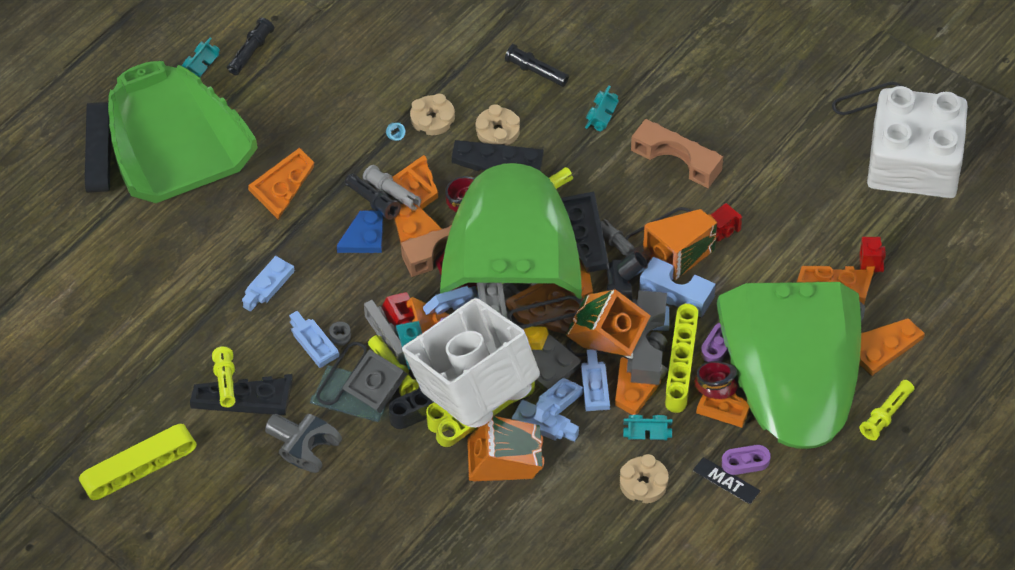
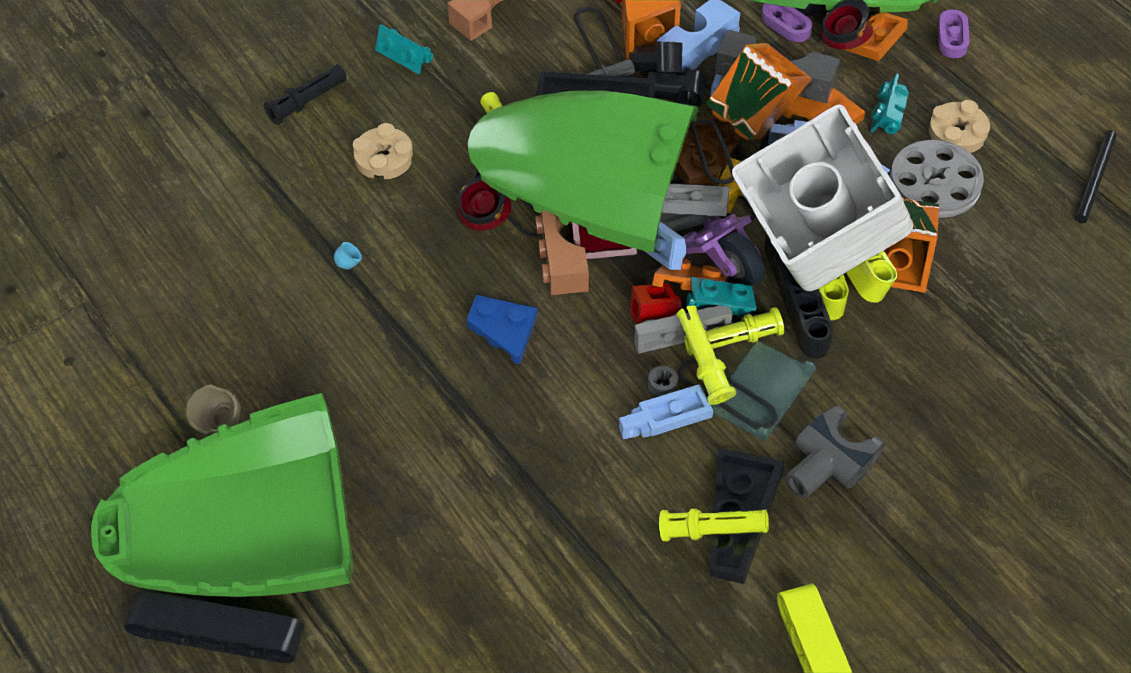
camera: 75 degrees left, 0 degrees up
(204, 53) = (98, 454): teal hinge -> none
(246, 97) = (211, 408): none -> dark tan hair
(255, 39) = (105, 385): black pin -> none
(267, 283) = (549, 451): light blue hinge -> none
(281, 183) = (380, 401): orange wing -> none
(347, 351) = (710, 368): none -> neon yellow pin
(374, 381) = (766, 349): dark grey plate -> none
(378, 199) = (464, 290): black pin -> none
(385, 183) = (435, 280): light grey pin -> none
(413, 223) = (507, 268): orange wing -> none
(418, 180) = (445, 249): orange wing -> none
(432, 104) = (335, 199): tan plate -> none
(484, 155) = (434, 164): black wing -> none
(584, 479) = (937, 168): none -> light grey wedge
(681, 367) = (853, 64): neon yellow beam -> none
(726, 481) = (970, 61): black sticker -> none

